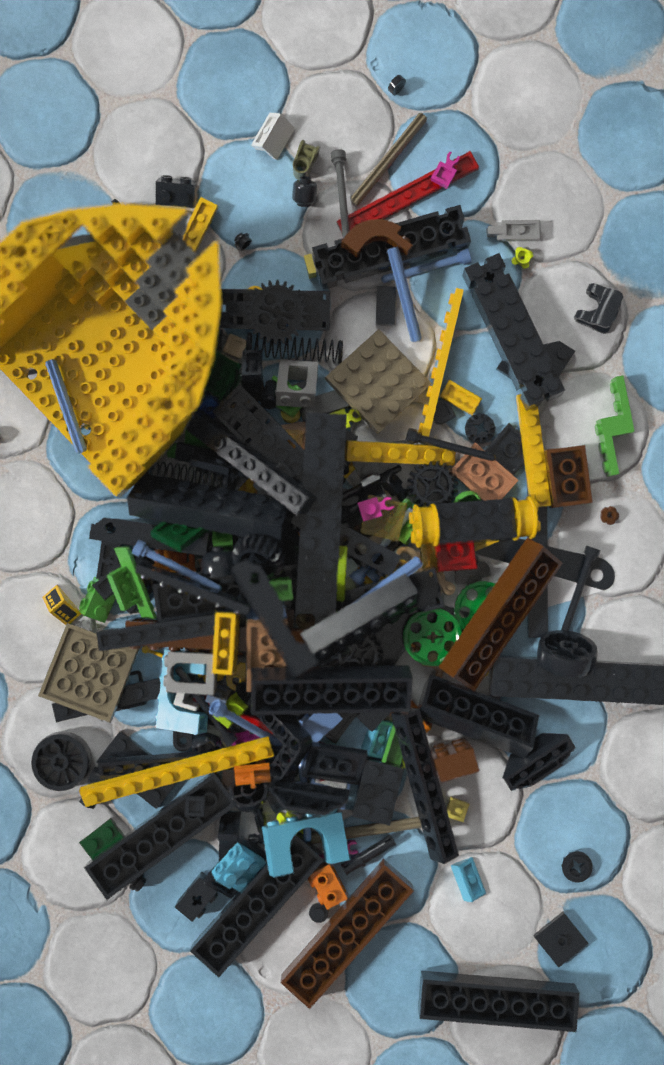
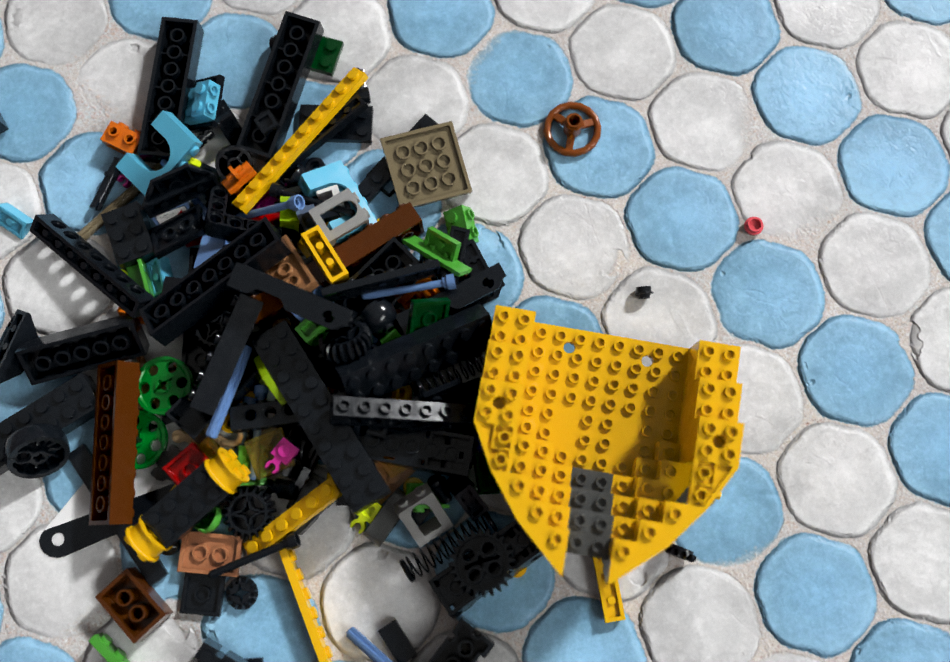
camera: 145 degrees right, 10 degrees down
(61, 605) = (488, 201): yellow slope -> none
(62, 753) = (418, 86): black piece -> none
(66, 406) = (597, 353): medium blue axle -> none
(156, 632) = (388, 227): black plate -> none
(175, 191) = (650, 608): black bracket -> none
(189, 905) = (223, 61): black brick -> none
(235, 346) = (500, 510): tan plate -> none
(242, 241) = (561, 607): black plate -> none
(260, 821) = (207, 147): black axle -> none
(310, 266) = (487, 628): light yellow tile -> none
(318, 913) = (119, 115): black plate -> none
(346, 933) = (84, 116): reddish brown brick -> none
(377, 381) = (356, 569): dark tan plate -> none
(443, 412) = (282, 584): black tile -> none
(454, 759) = (78, 299): reddish brown brick -> none
(457, 809) = (57, 267): light yellow tile -> none
(460, 397) = (276, 608): yellow plate -> none
(533, 454) = (177, 603): yellow plate -> none
(590, 555) = (72, 551): black piece -> none
(604, 515) = (83, 598): reddish brown plate -> none

